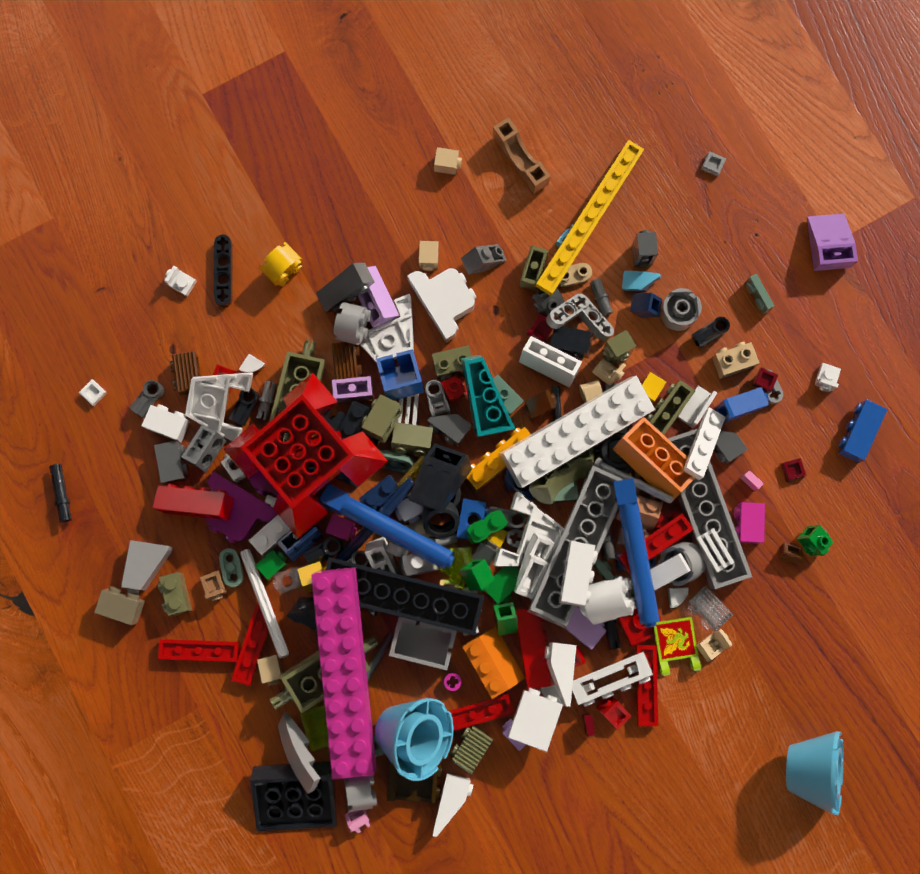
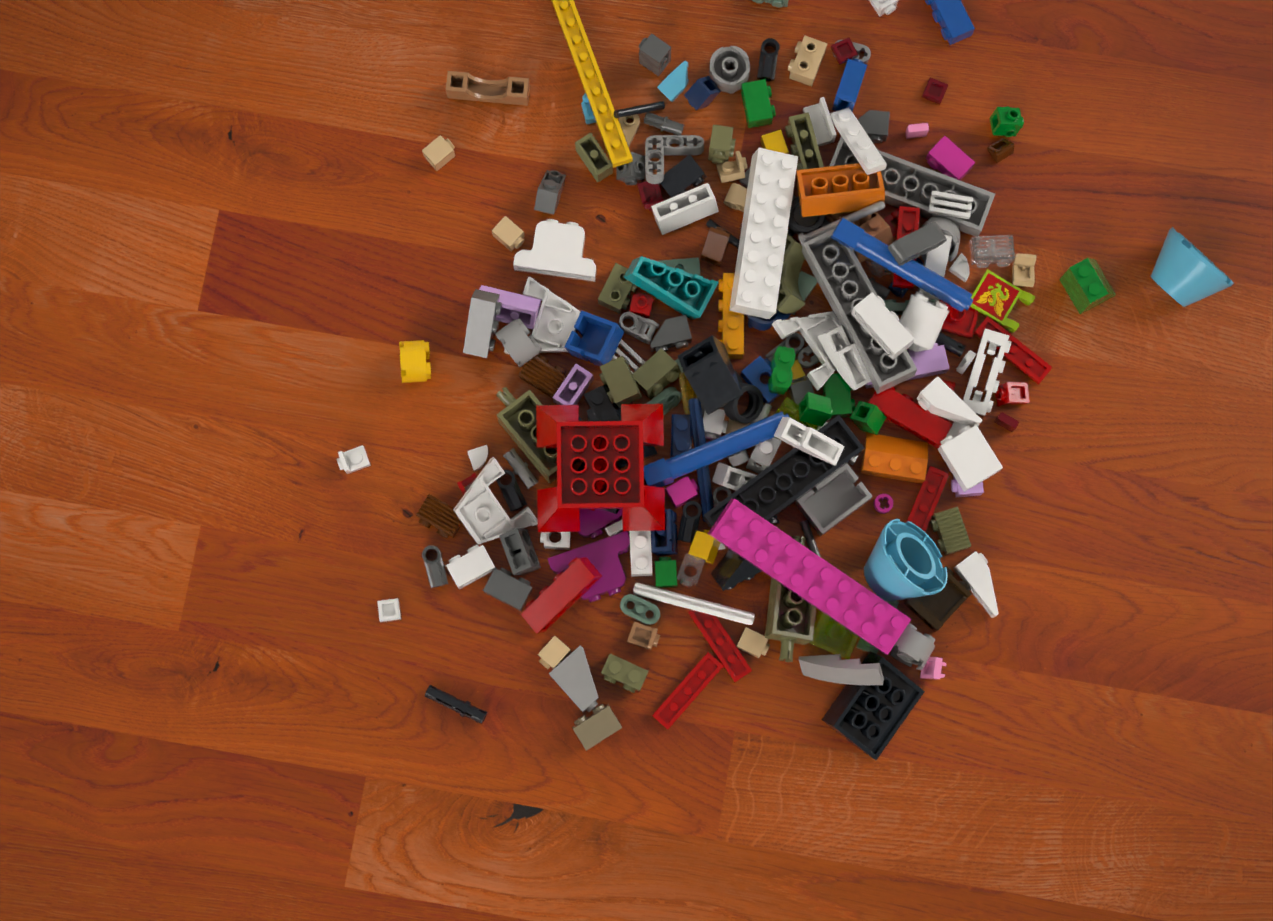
camera: 50 degrees left, 0 degrees up
(150, 532) = (553, 653): none -> tan brick
(223, 270) = (374, 416): black beam -> none
(445, 590) = (808, 440): none -> white slope
(594, 270) = (639, 109): none -> black bar
(608, 657) = (965, 362): none -> white tile
(660, 549) = (917, 243): none -> dark grey beam
(672, 349) = (757, 103): none -> green brick
(743, 702) = (1086, 285): none -> green slope

